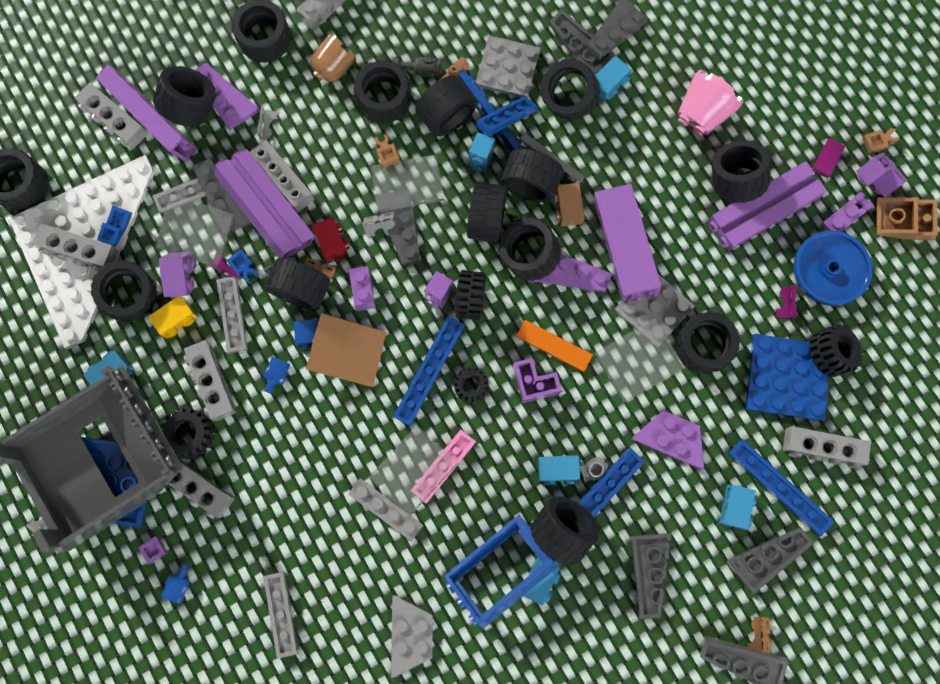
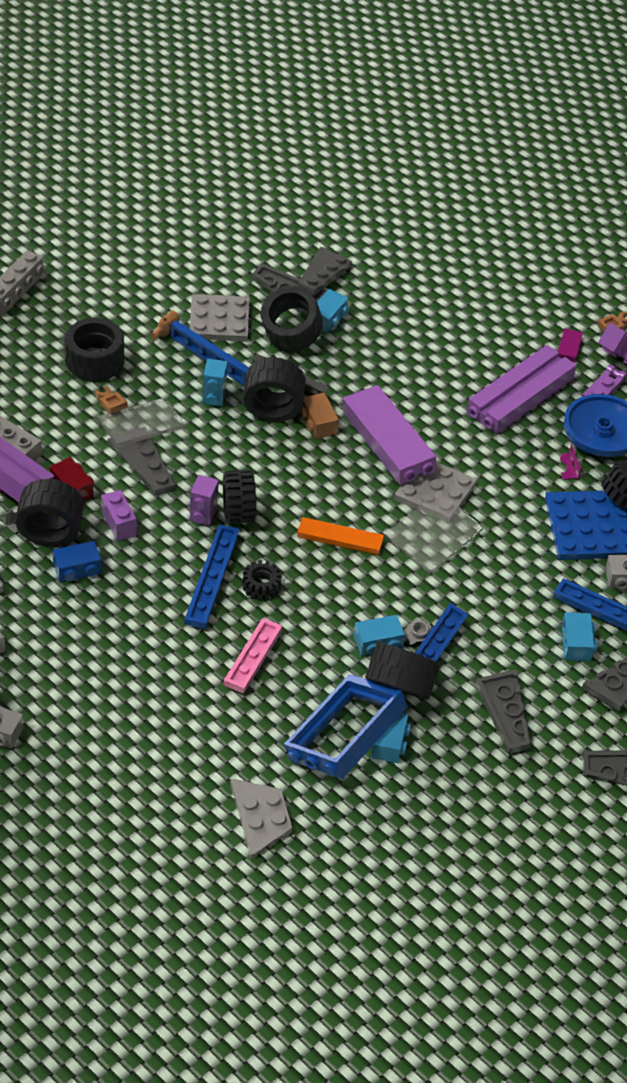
camera: 20 degrees left, 30 degrees down
(275, 373) = (41, 603): blue piece -> none
(280, 615) = (107, 819): light grey plate -> none
(331, 60) = (33, 329): medium nougat cylinder -> none
(346, 350) = (117, 568): medium nougat piece -> none
(371, 228) = (112, 465): light grey piece -> none
(385, 509) = (199, 706): light grey plate -> none
(413, 471) = (220, 662): clear piece -> none
(422, 66) = (134, 326): dark grey piece -> none
(446, 105) = (167, 346): black tyre -> none
(486, 212) = (236, 424): black tyre -> none
(506, 116) = (232, 348): blue plate -> none
(519, 231) = (286, 433): black tyre -> none
(534, 387) = (330, 566): medium lavender brick -> none
(576, 274) = (326, 471): medium lavender wing -> none
(674, 438) = (491, 593): medium lavender wing -> none
(707, 103) = (434, 311): bright pink cone -> none
(727, 333) = (504, 486): black tyre -> none
(741, 187) = (485, 358): black tyre -> none

